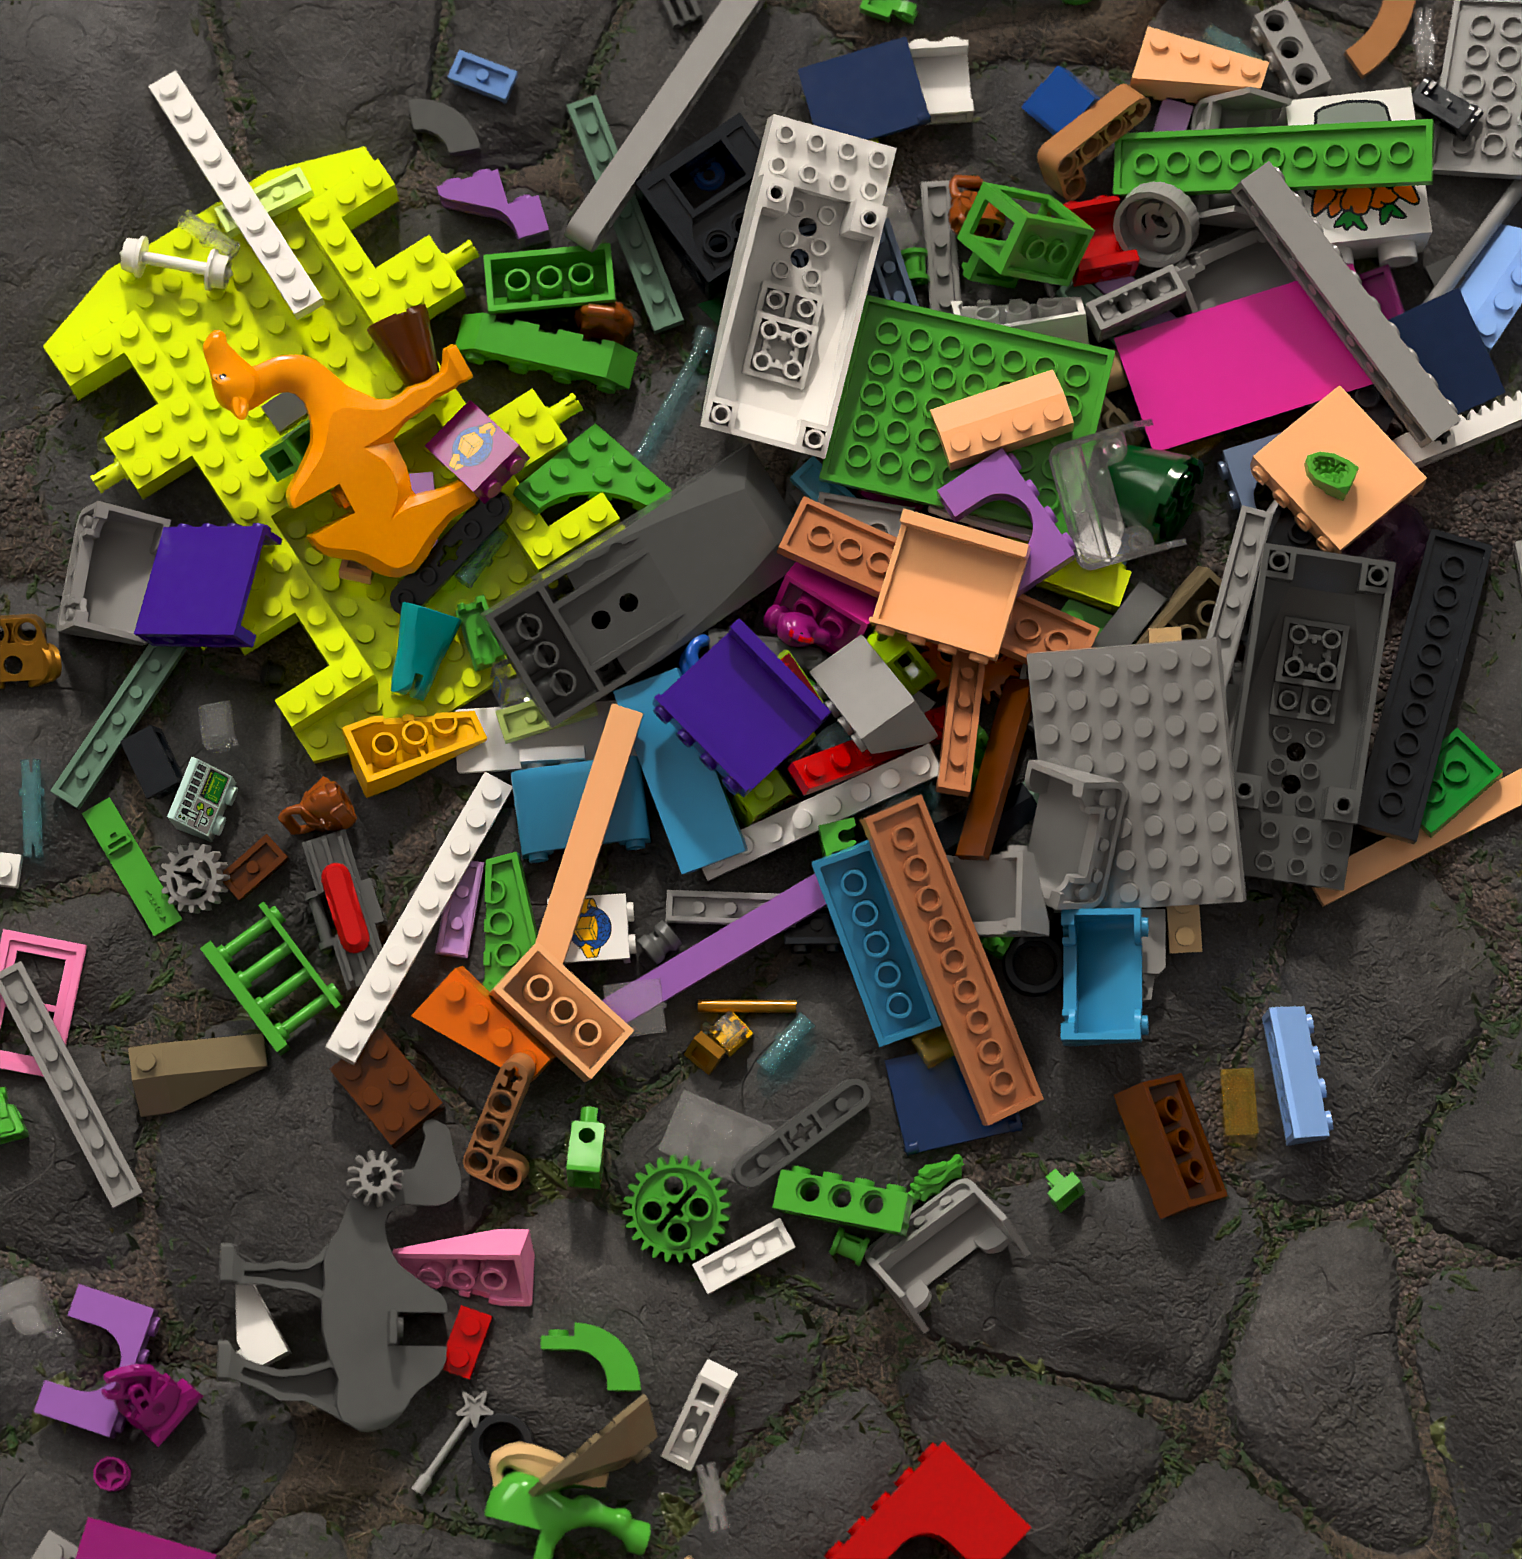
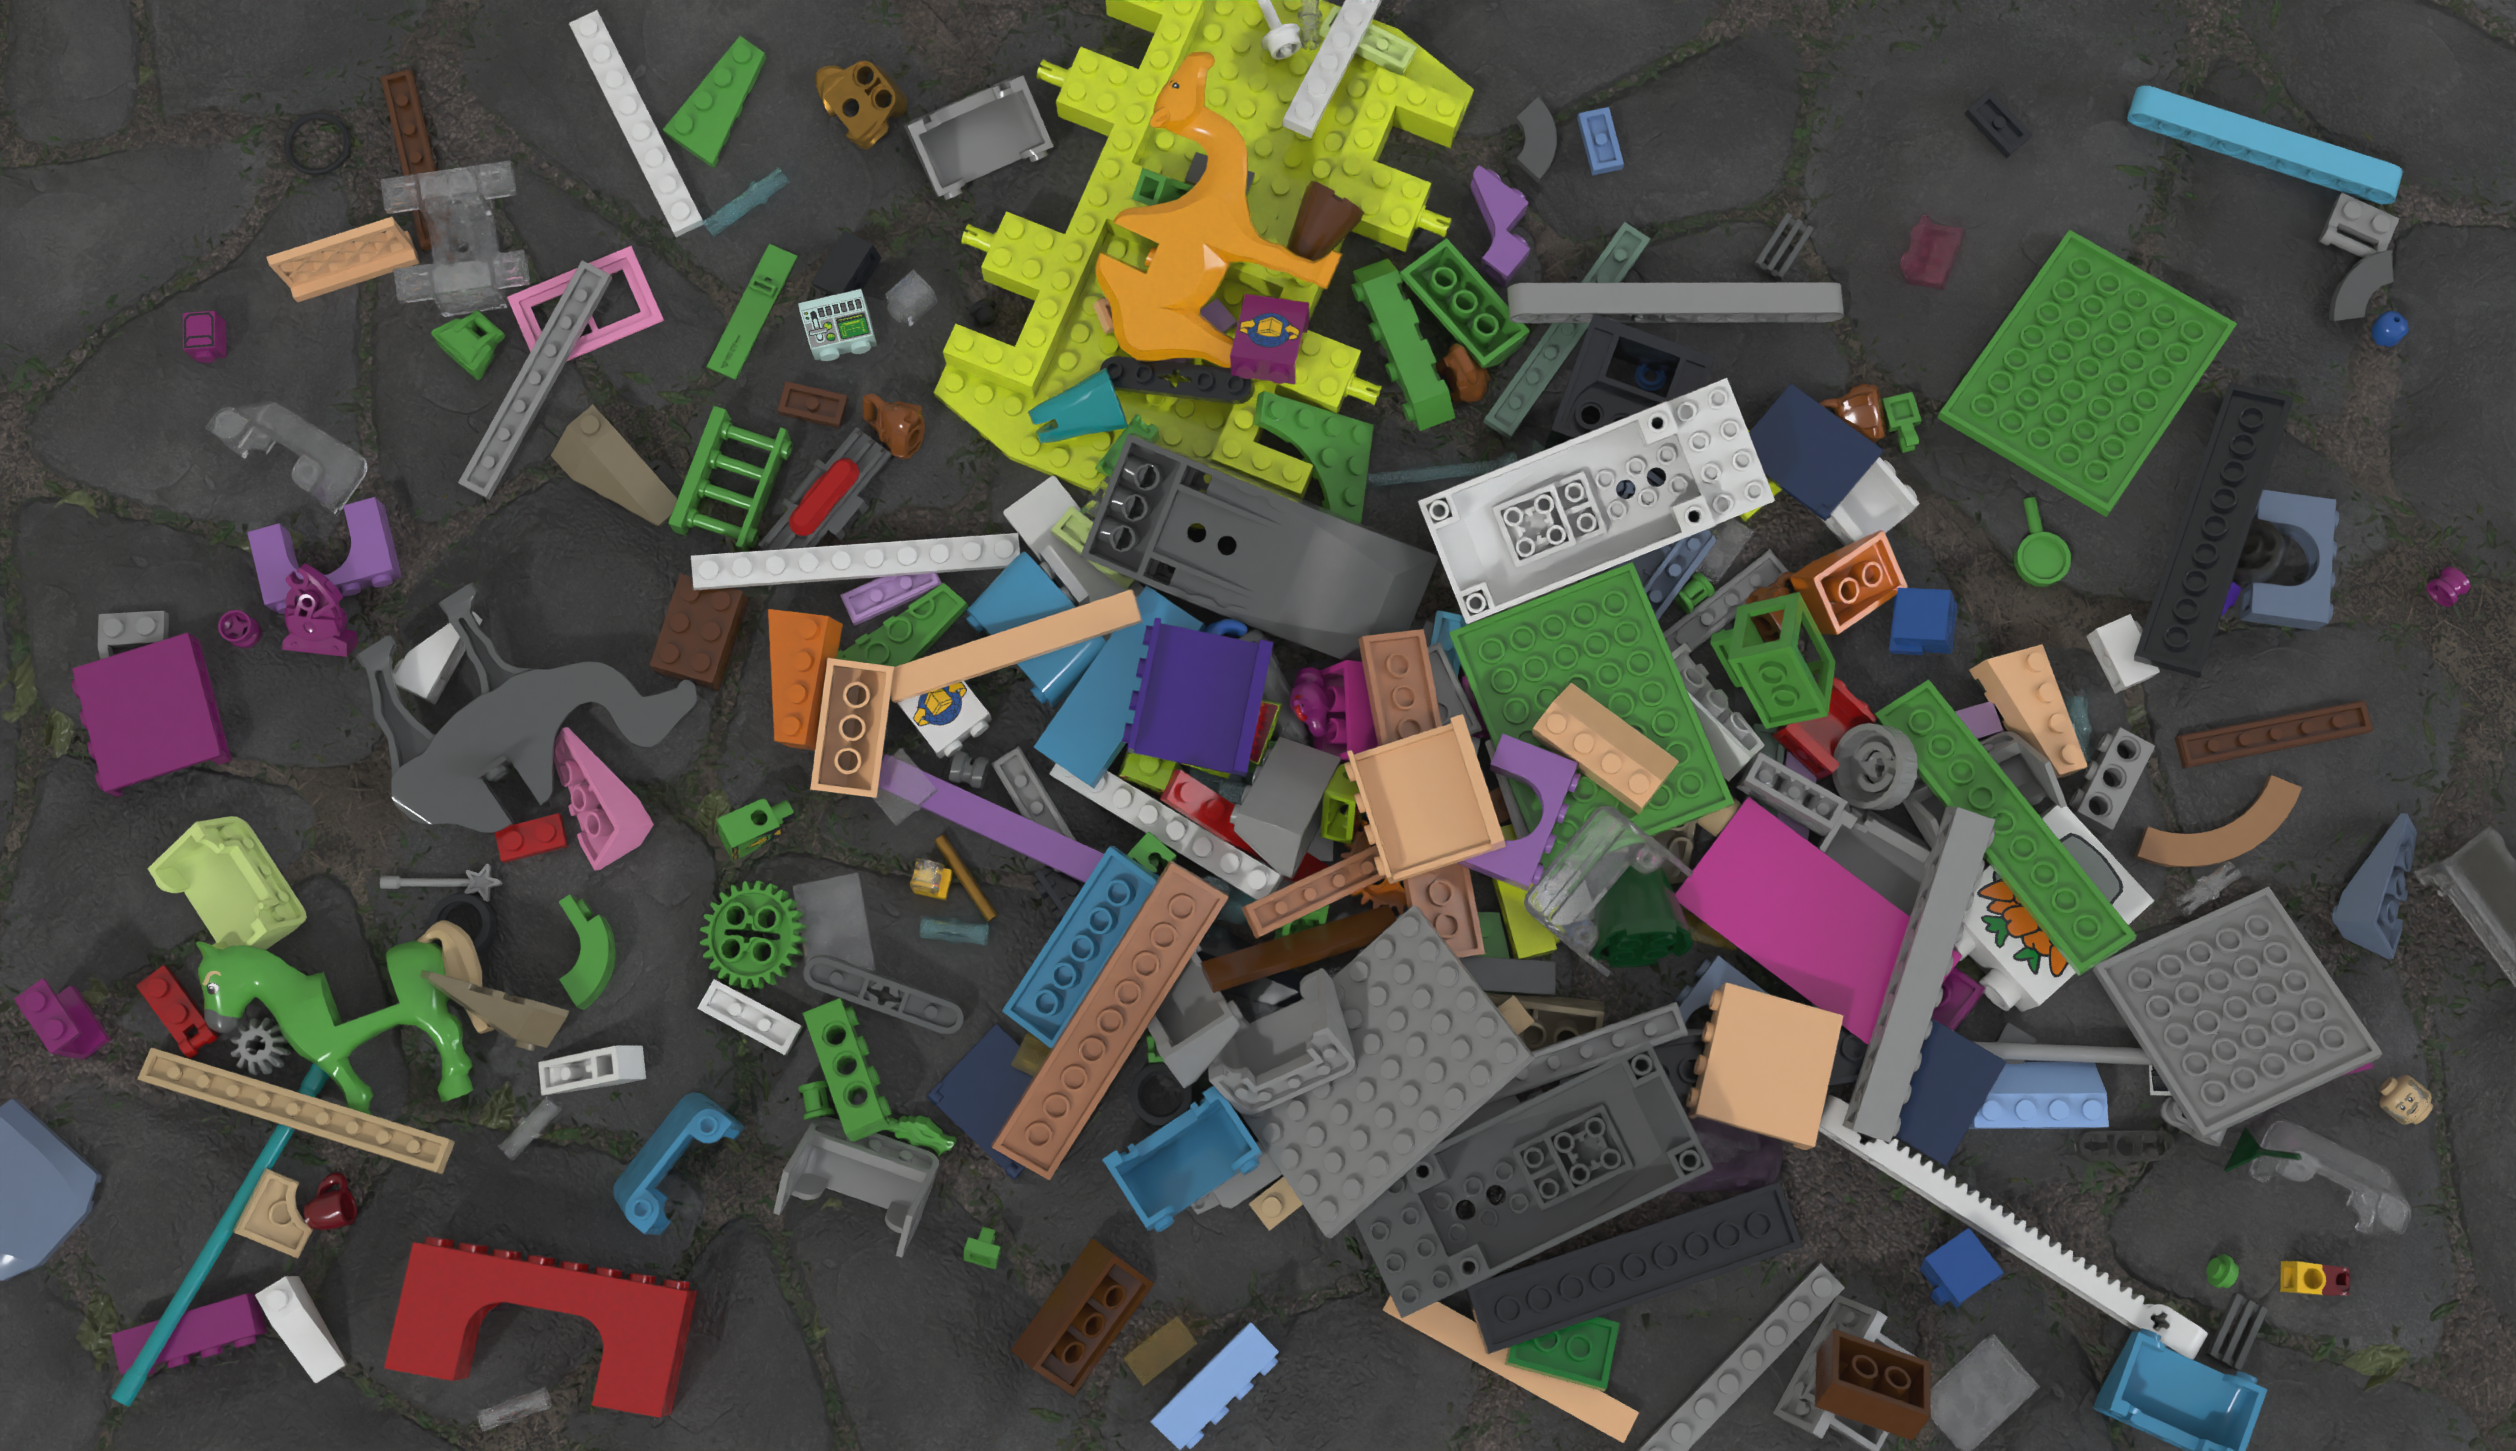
camera: 50 degrees right, 0 degrees up
(116, 723) = (863, 219): sand green plate -> none
(202, 585) = (1009, 201): dark purple panel -> none
(202, 866) = (771, 364): light grey gear -> none
(366, 1170) = (607, 681): light grey gear -> none
(401, 748) = (991, 454): yellow wedge -> none
(480, 559) = (1192, 408): clear light blue pin -> none
(503, 1117) = (697, 747): medium nougat beam -> none
(705, 1052) = (900, 869): pearl gold plate -> none
(799, 1368) = (636, 1187): none -> dark azure windscreen
(858, 31) = (1861, 410): none -> dark orange piece
(994, 139) = (1849, 582): none -> orange slope
(1087, 137) = (1910, 658): medium nougat beam -> none
(1331, 473) = (1756, 1059): bright green rock -> none
(1445, 108) = (2159, 945): black hinge -> none

